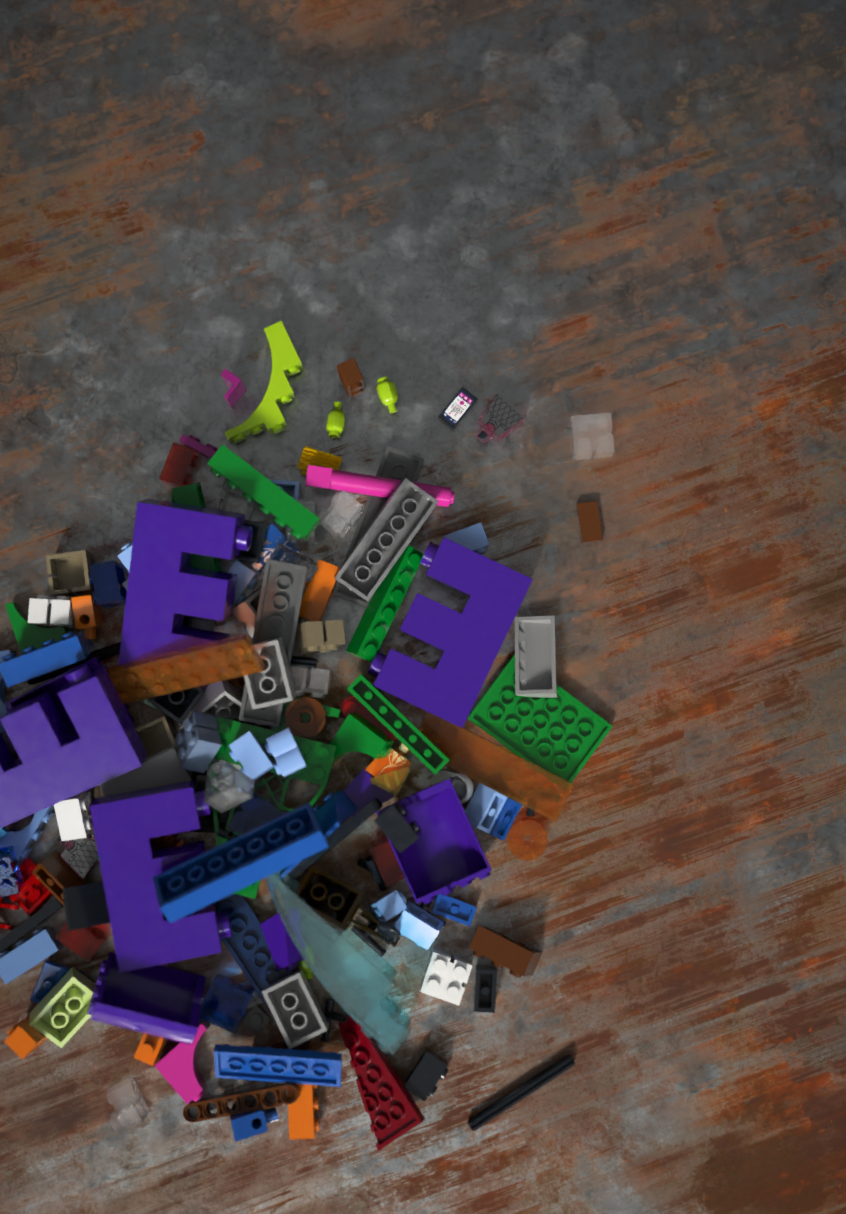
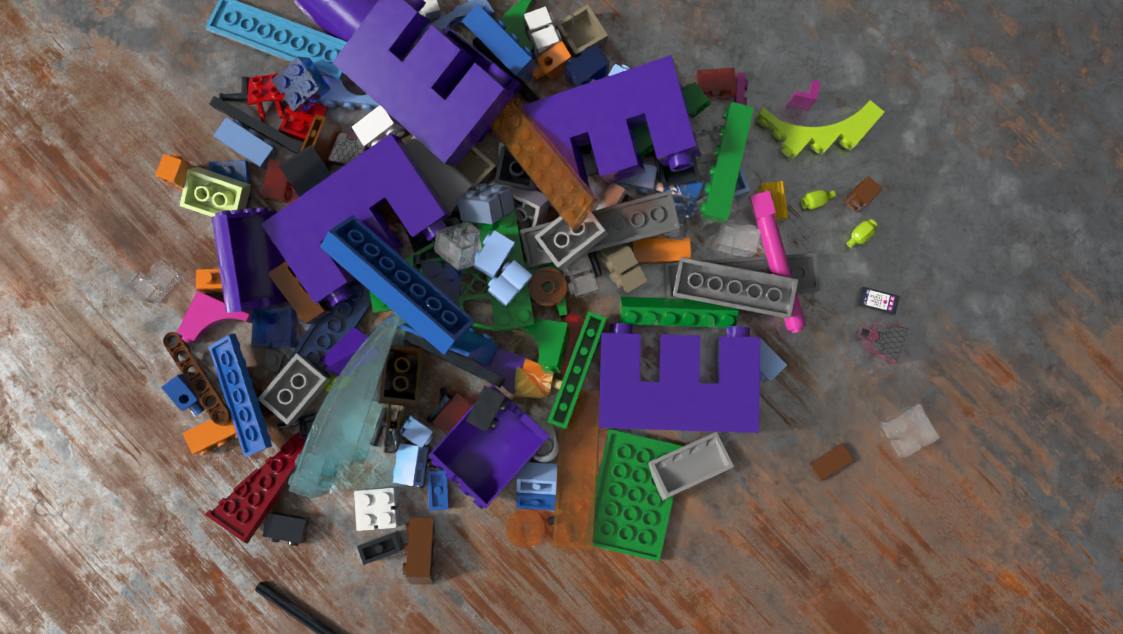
camera: 60 degrees right, 0 degrees up
(204, 966) = (296, 295): none -> reddish brown wedge

